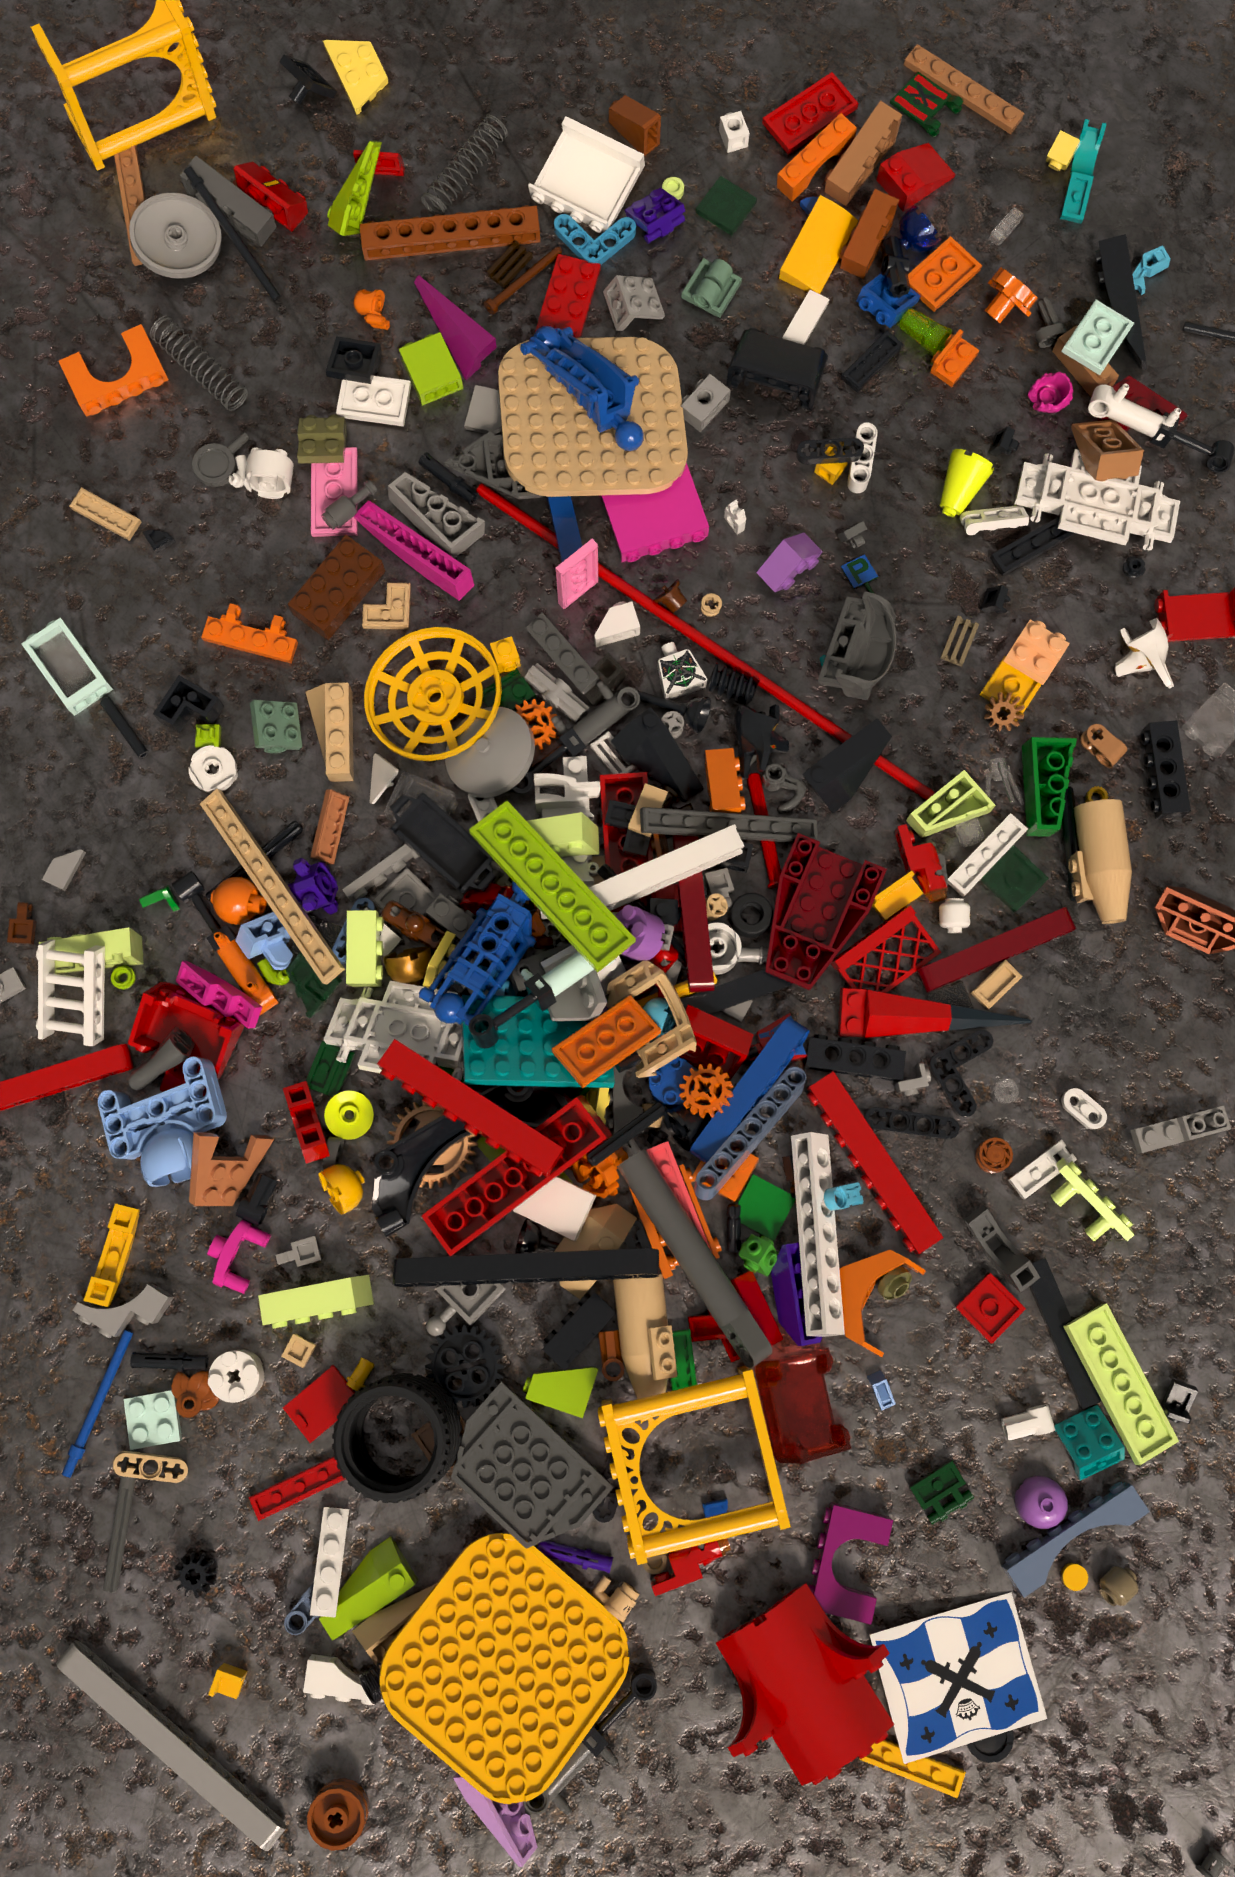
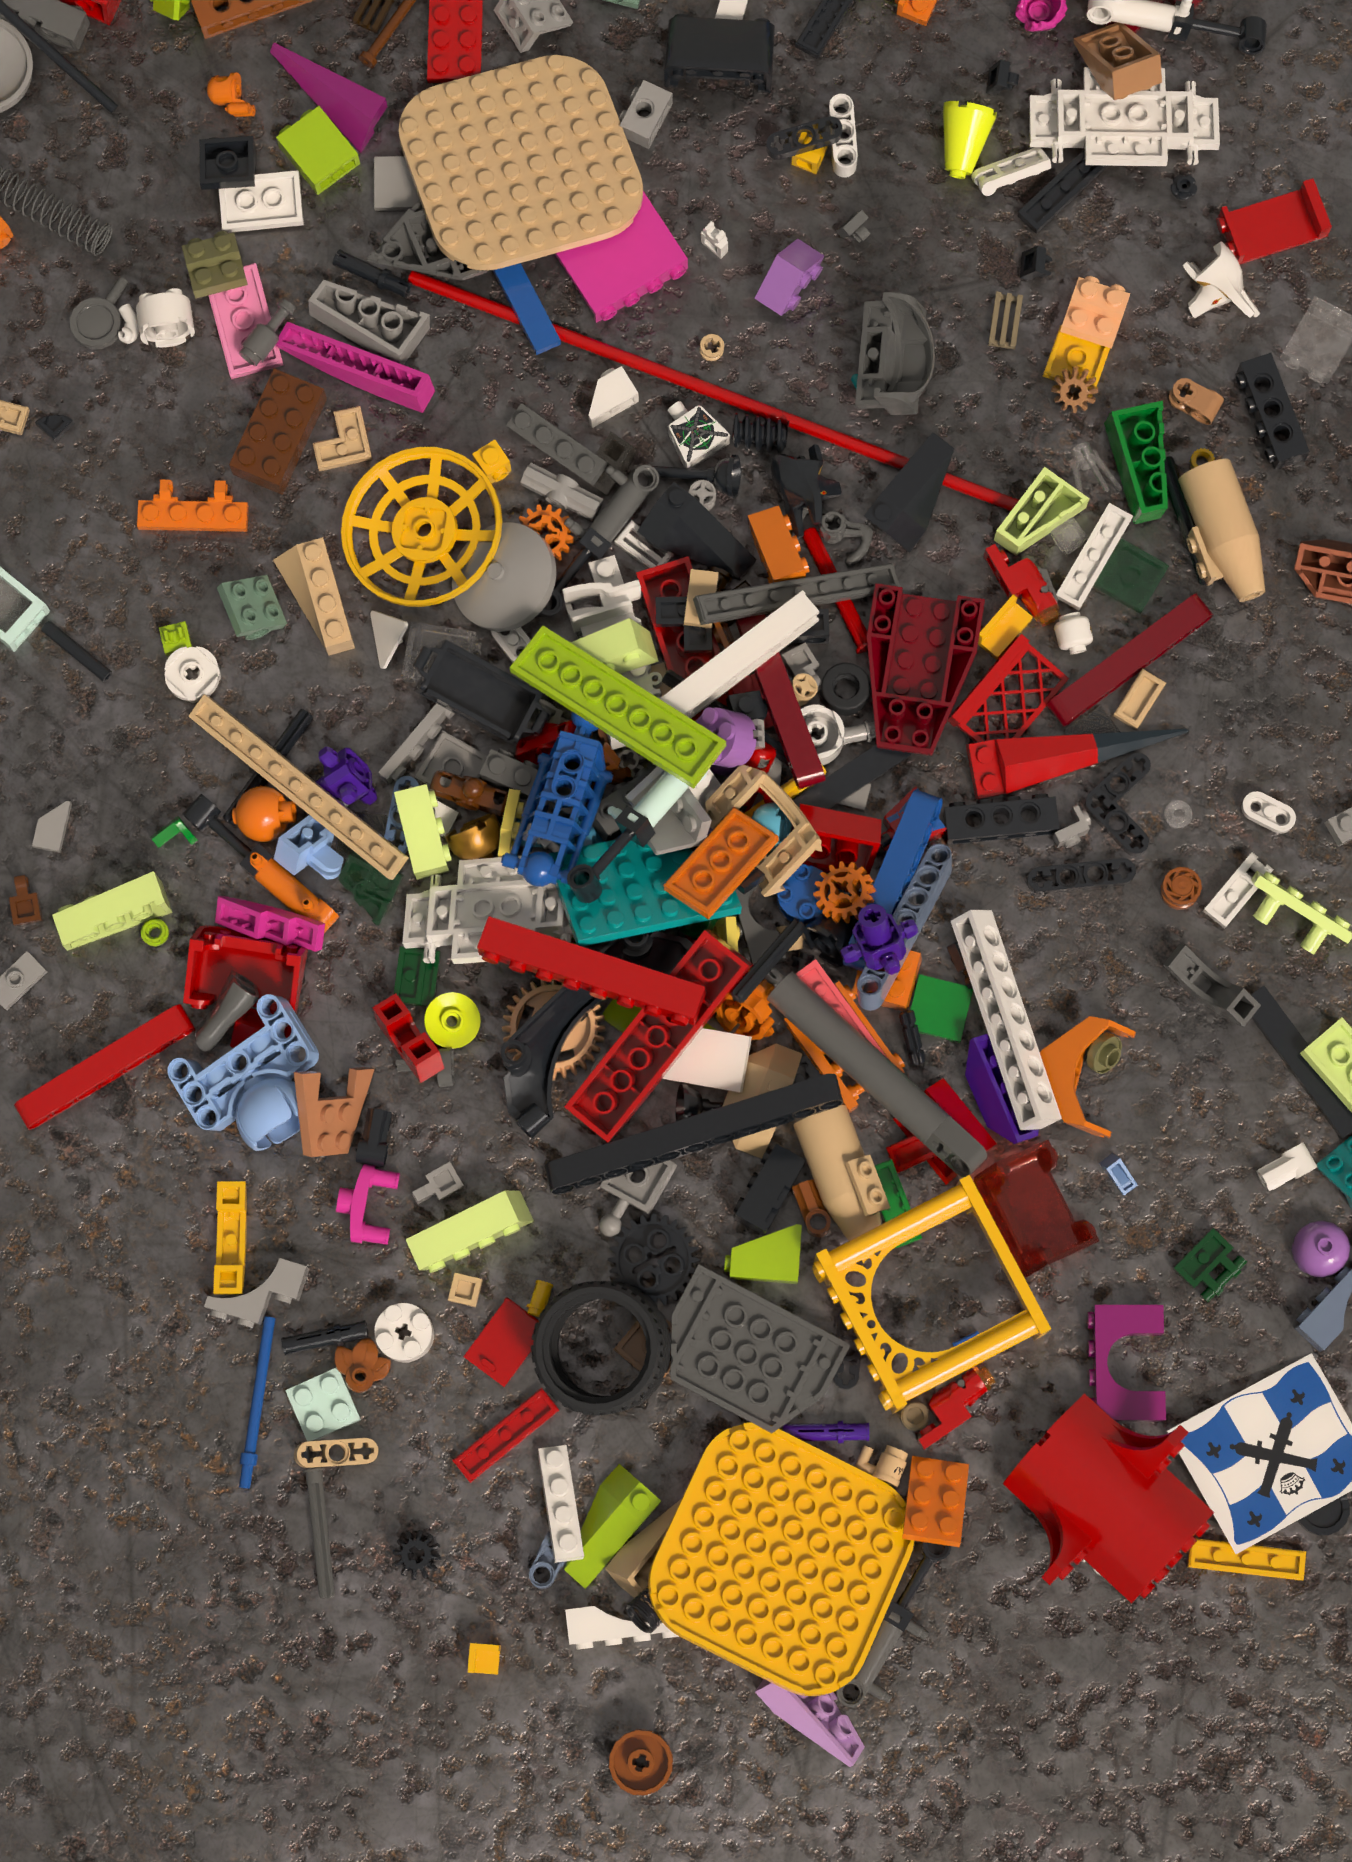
camera: 10 degrees left, 0 degrees up
(92, 984) = (127, 943): white fence -> none
(171, 1745) = (439, 1739): light grey beam -> none
(184, 701) = (140, 602): black brick -> none
(273, 976) = (323, 889): lime arm -> none
(329, 827) = (343, 706): nougat plate -> none
(343, 1187) = (466, 1099): yellow cylinder -> none
(514, 691) = (513, 501): dark green plate -> none
(577, 574) = (553, 351): bright pink tile -> none
(592, 379) = (511, 121): blue piece -> none
(653, 1645) = (935, 1501): none -> orange plate
(672, 597) = (665, 349): reddish brown piece -> none
(725, 1142) = (879, 939): none -> dark purple piece
(758, 1254) = (947, 1058): bright green brick -> none
(845, 1195) = (1027, 971): medium azure piece -> none
(860, 572) = (872, 269): piece -> none
(874, 1163) = (1049, 928): red brick -> none
(990, 1308) = (1215, 1054): red plate -> none

